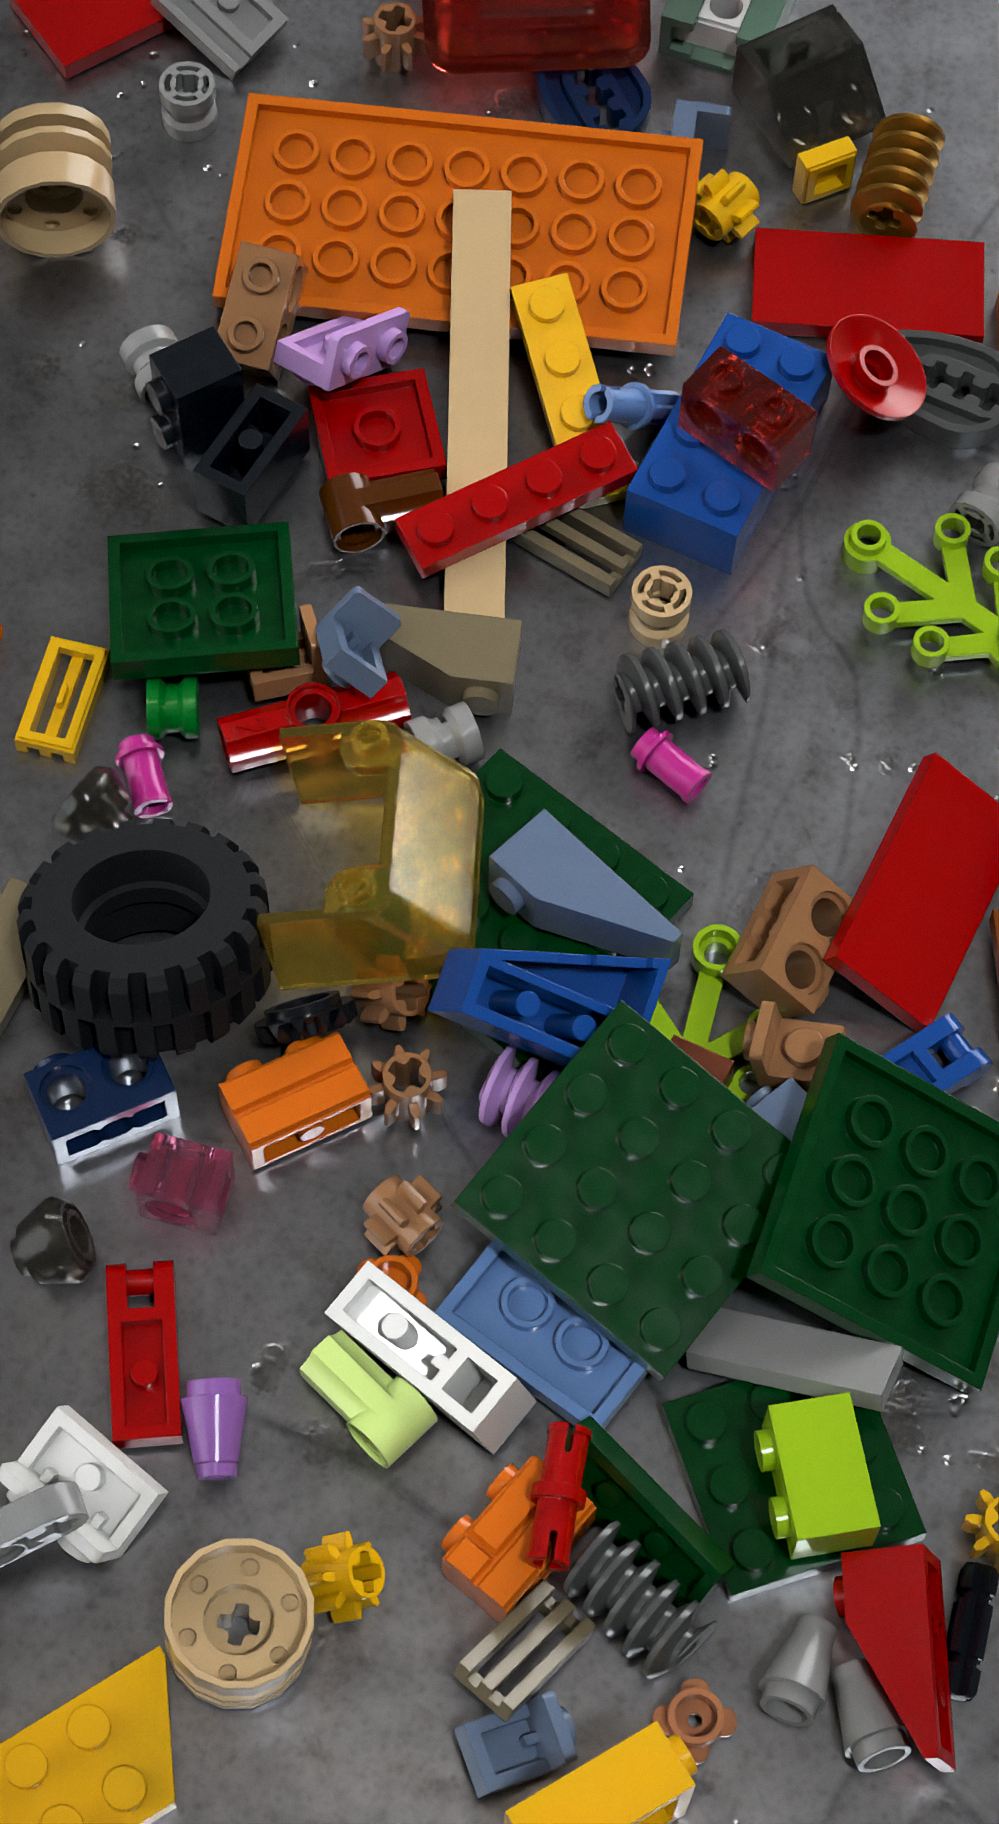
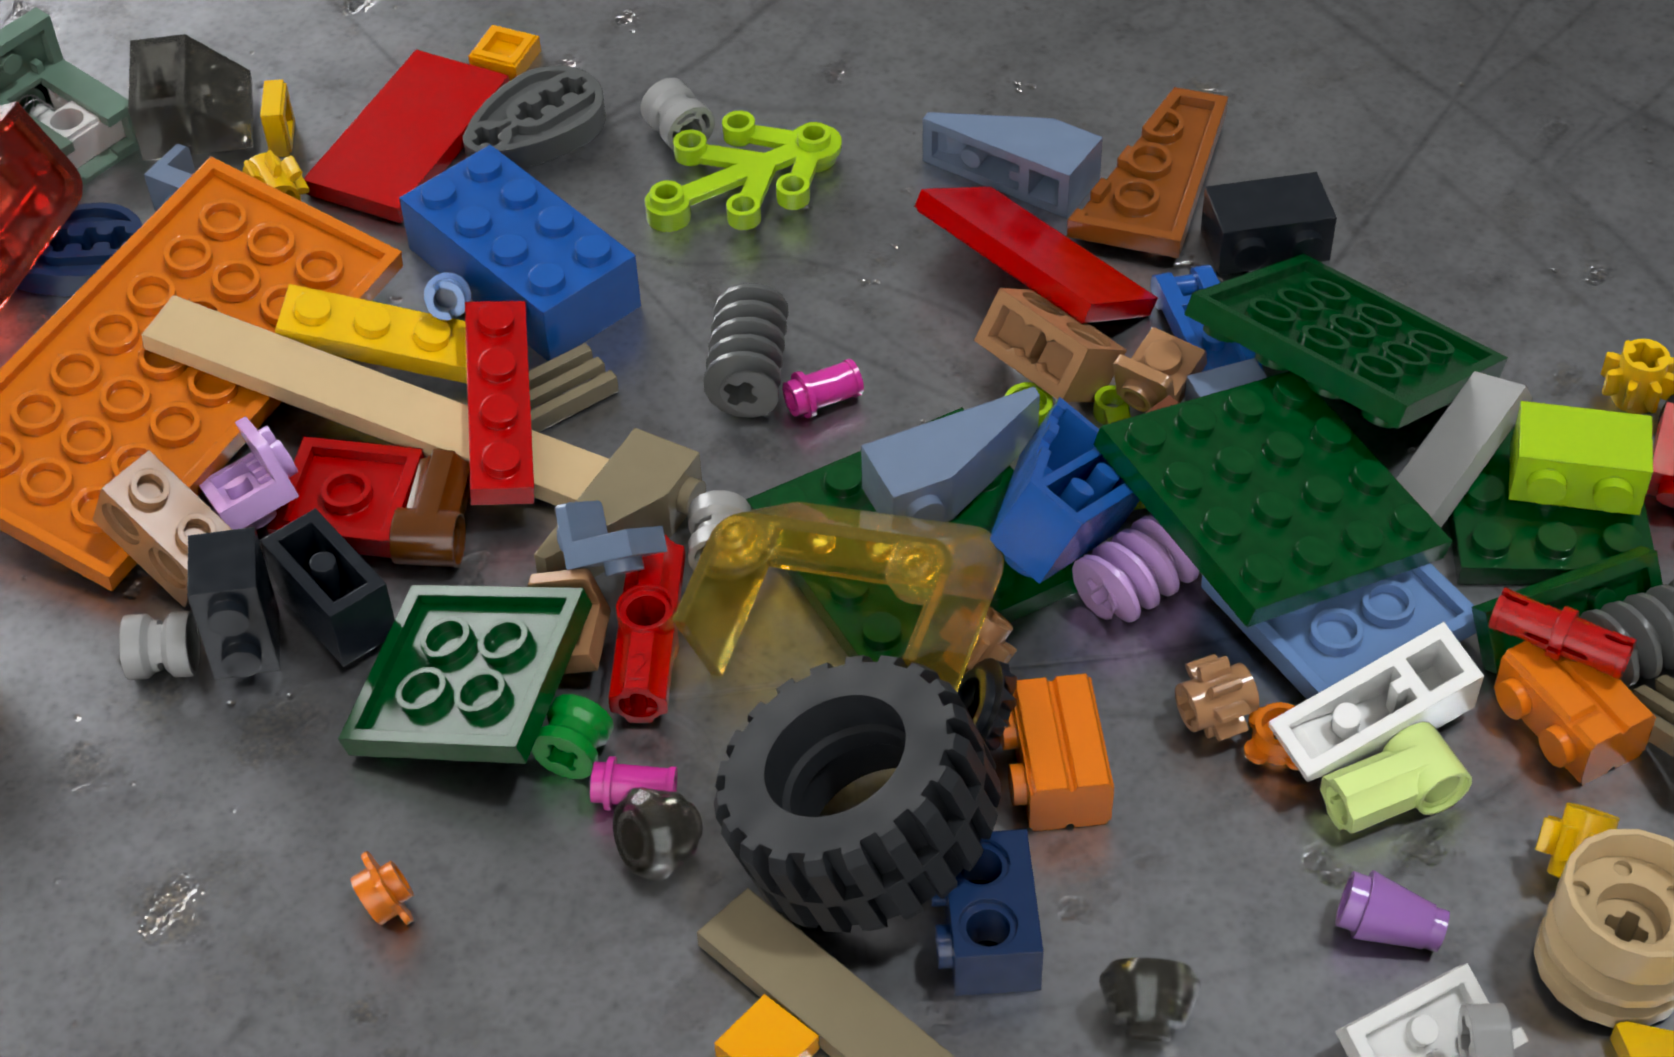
camera: 65 degrees left, 15 degrees down
(50, 741) = (526, 882): yellow tile -> none
(143, 1357) = (1291, 954): red plate -> none
(183, 1183) = (1118, 866): clear pink brick -> none
(414, 1102) = (1081, 649): medium nougat gear -> none
(660, 606) = (660, 345): tan wheel -> none
(747, 418) = (539, 190): clear red brick -> none
(876, 367) = (512, 131): red dish -> none
(897, 175) = (319, 73): pearl gold piece -> none

